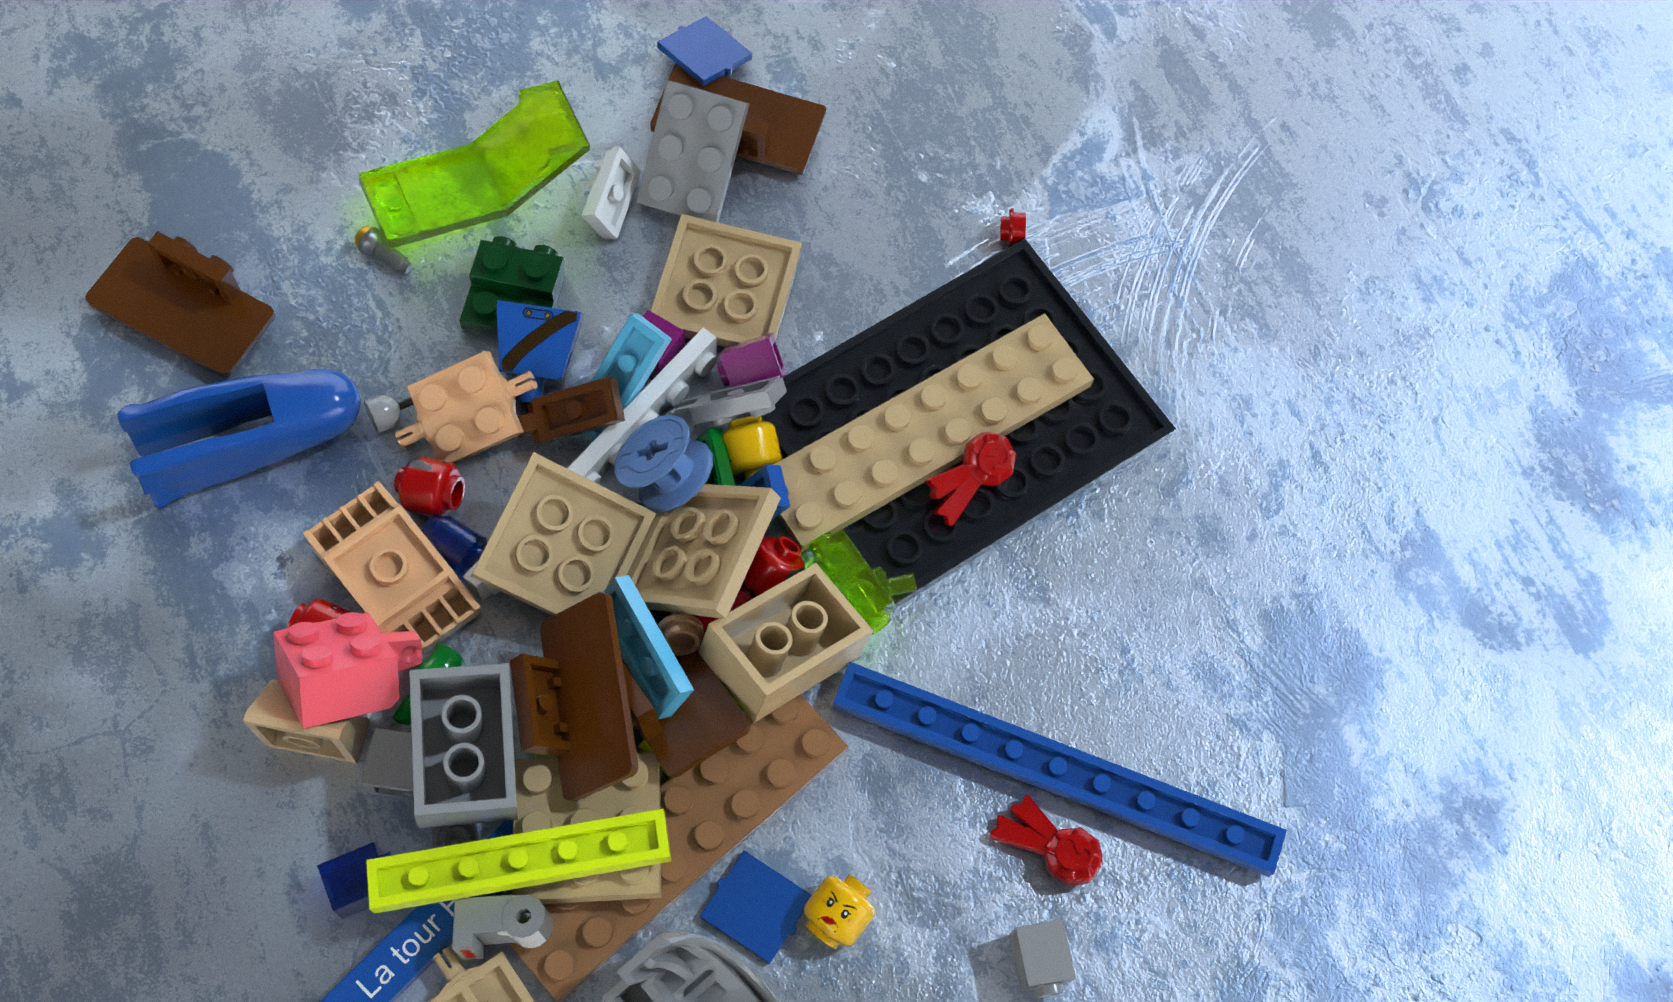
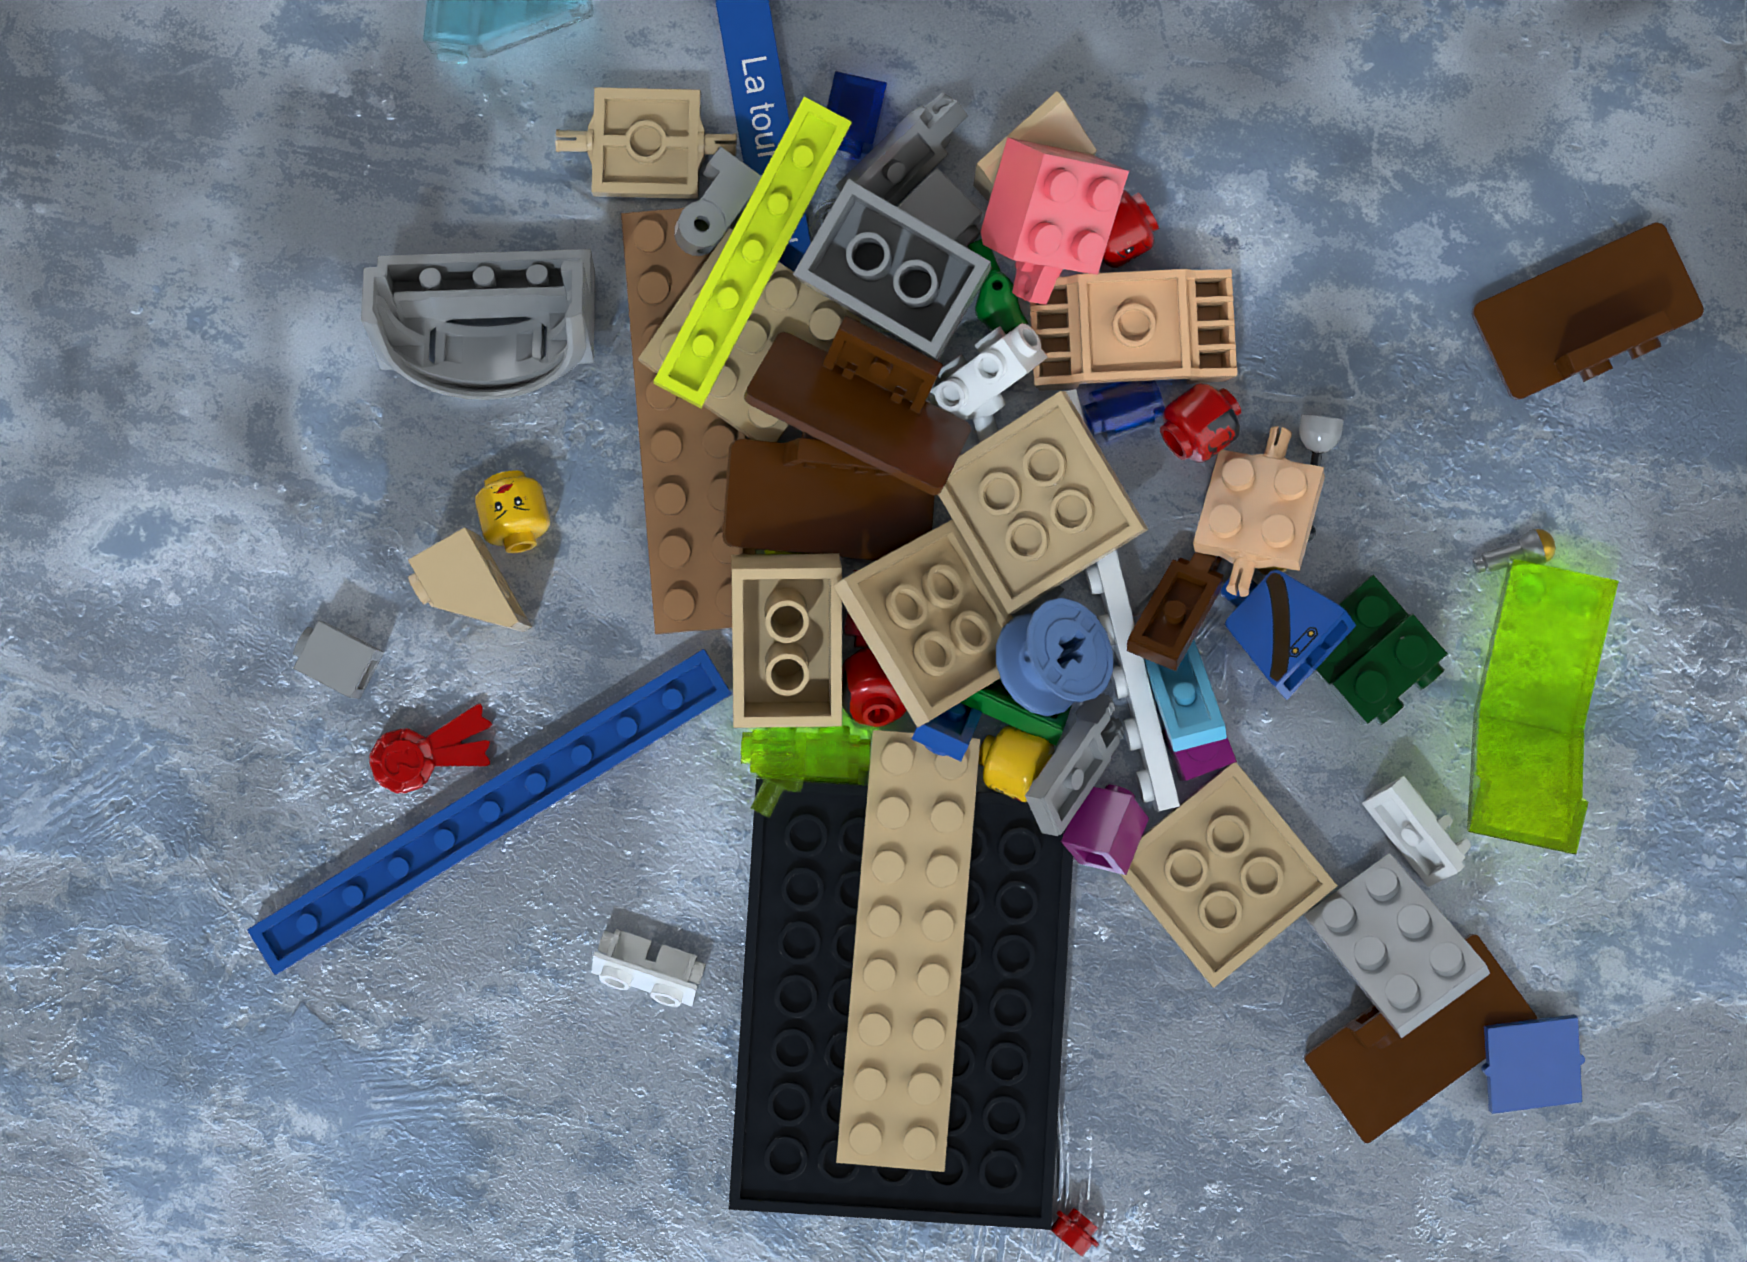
camera: 140 degrees right, 20 degrees up
(305, 410) = (1373, 352): blue piece -> none
(364, 821) = (908, 150): none -> light grey hinge
(490, 637) = (976, 386): none -> white brick
(647, 650) = (871, 500): medium azure plate -> none
(682, 633) = (865, 545): medium nougat plate -> none
(756, 907) = (576, 446): blue piece -> none
(919, 896) = (466, 581): none -> tan slope
(986, 462) = (828, 978): red piece -> none
(1079, 603) = (627, 966): none -> white hinge

